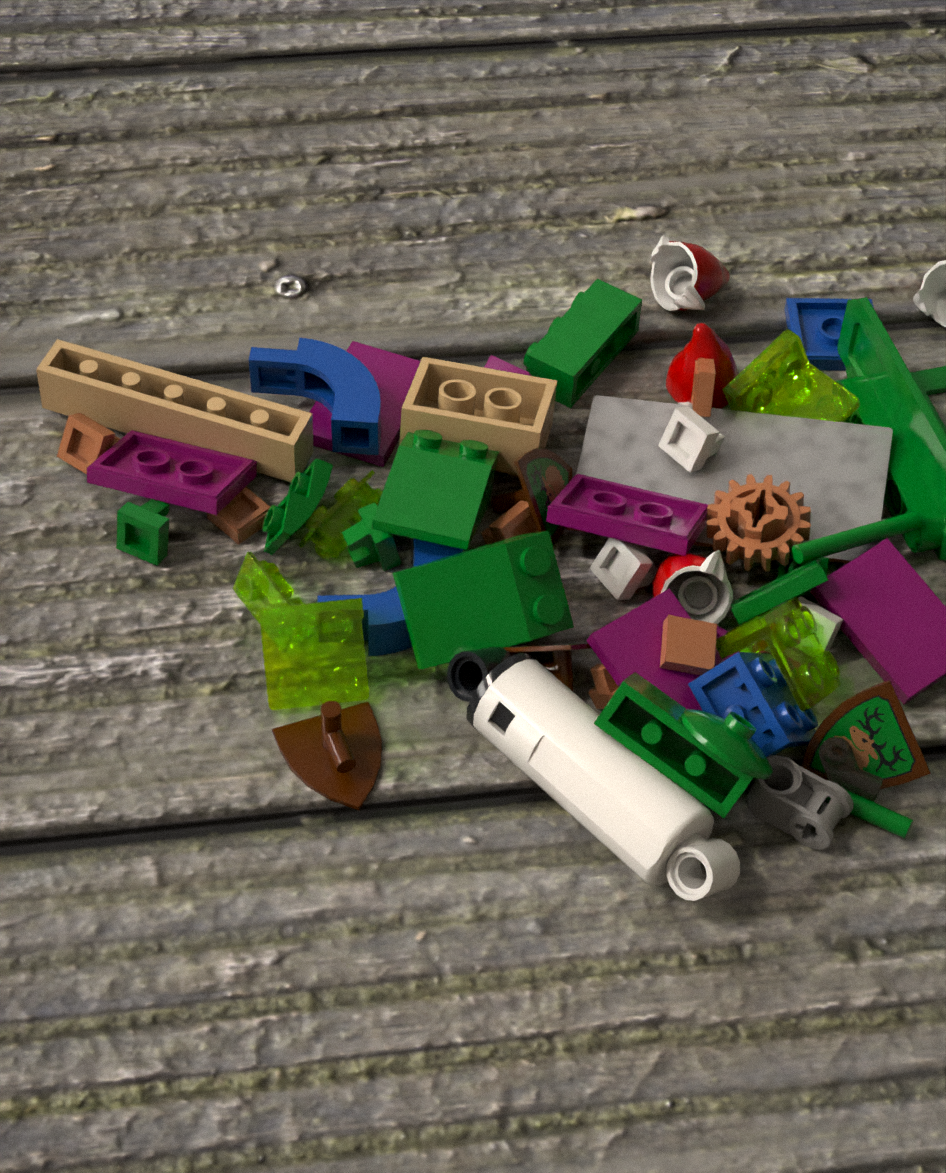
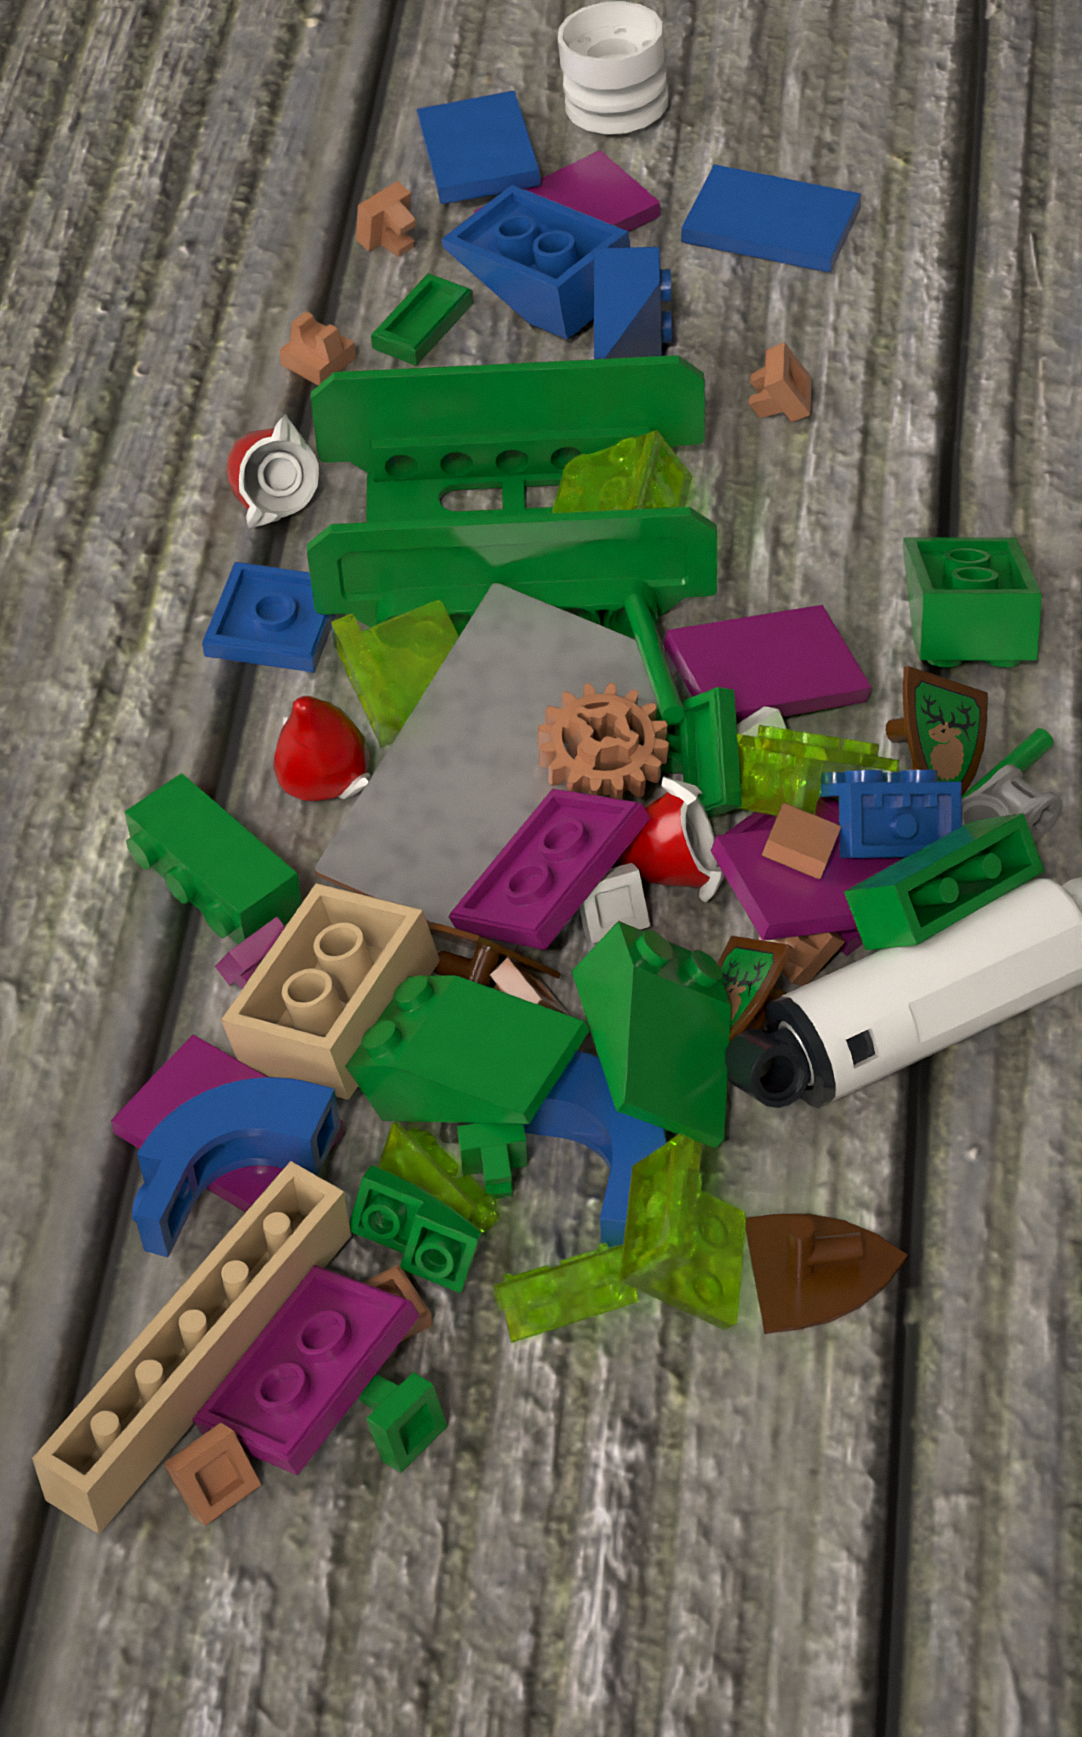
camera: 70 degrees left, 0 degrees up
(685, 275) = (141, 729): white hat -> none
(690, 439) = (449, 777): white tile -> none
(703, 386) = (375, 738): nougat tile -> none
(729, 740) = (966, 824): green dish -> none
(843, 769) = (972, 765): clear smoke arm -> none

